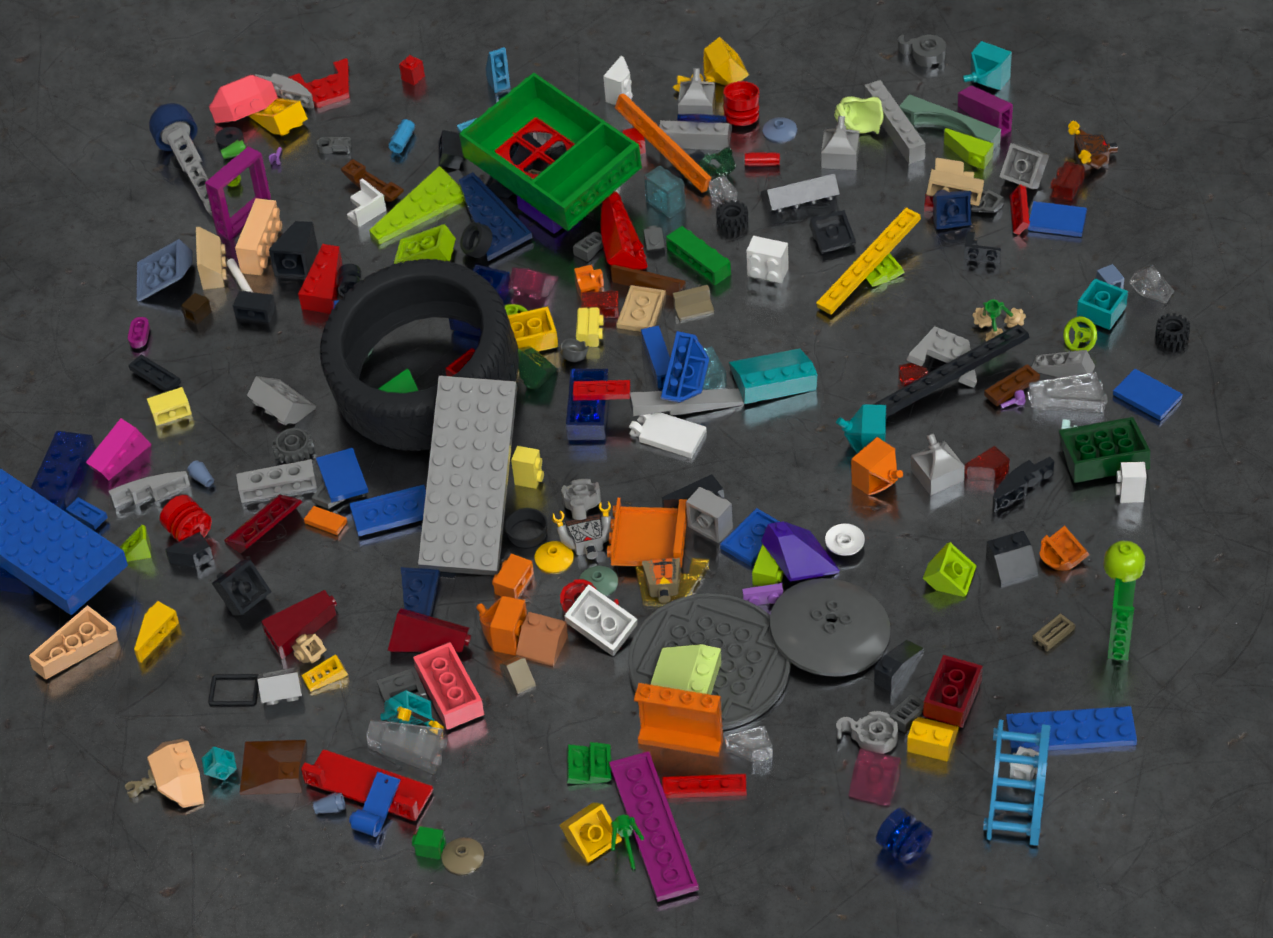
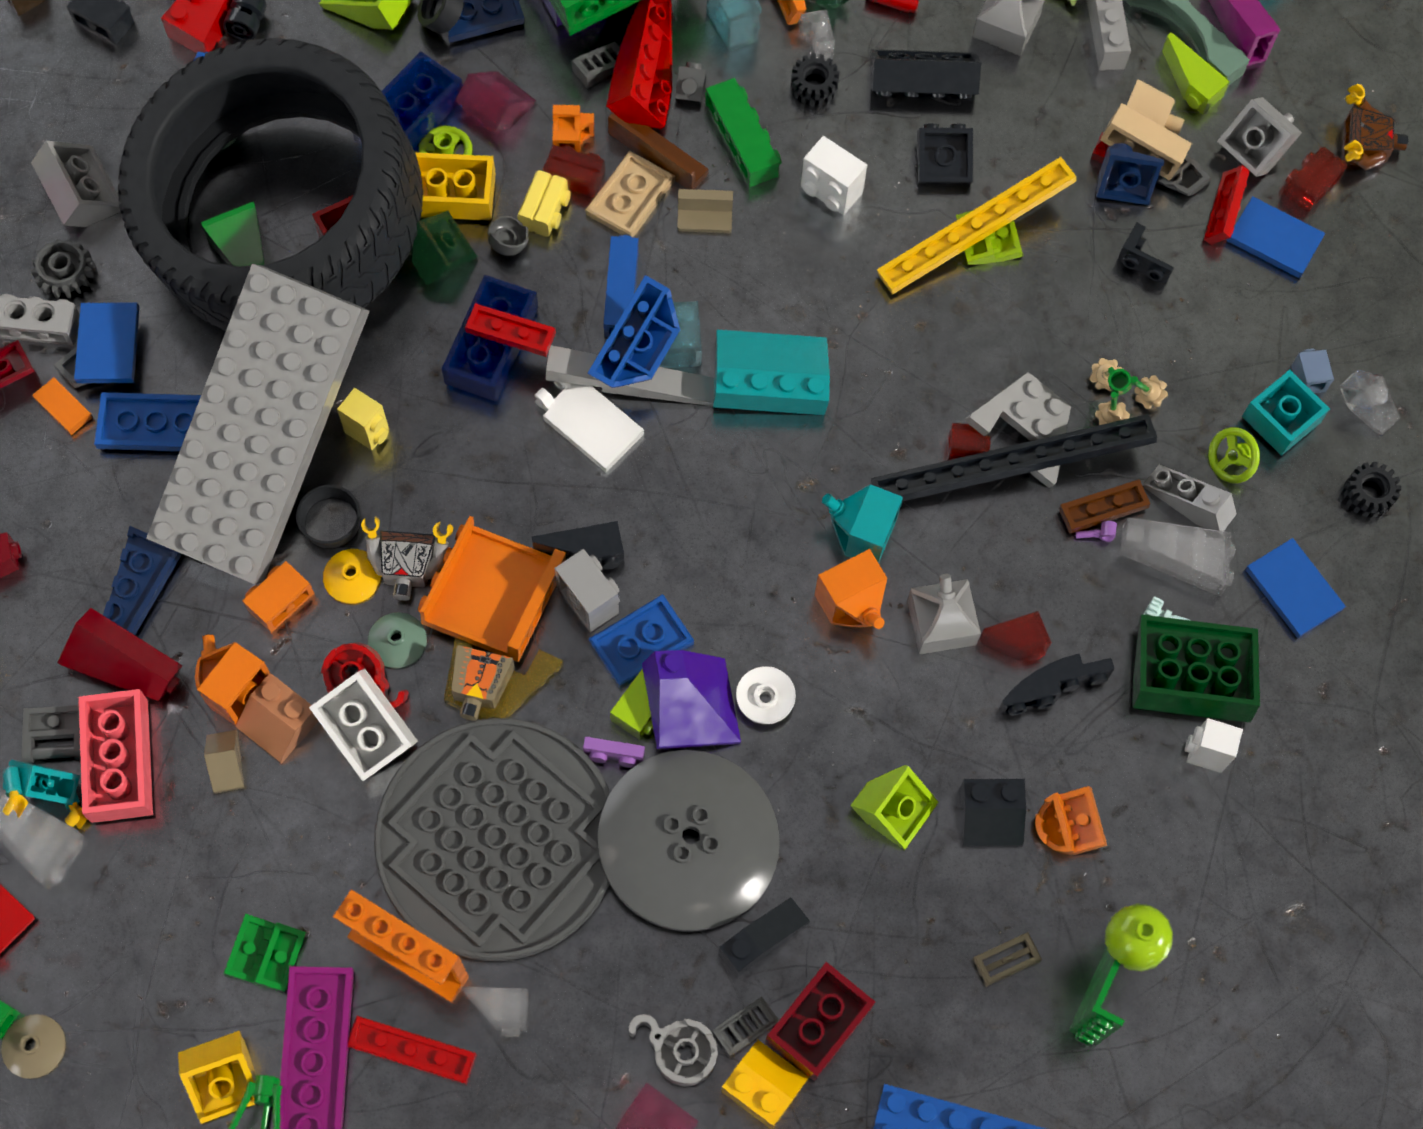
camera: 10 degrees right, 20 degrees up
(581, 497) = (420, 495): light grey piece -> none
(688, 668) = (439, 872): yellowish green slope -> none

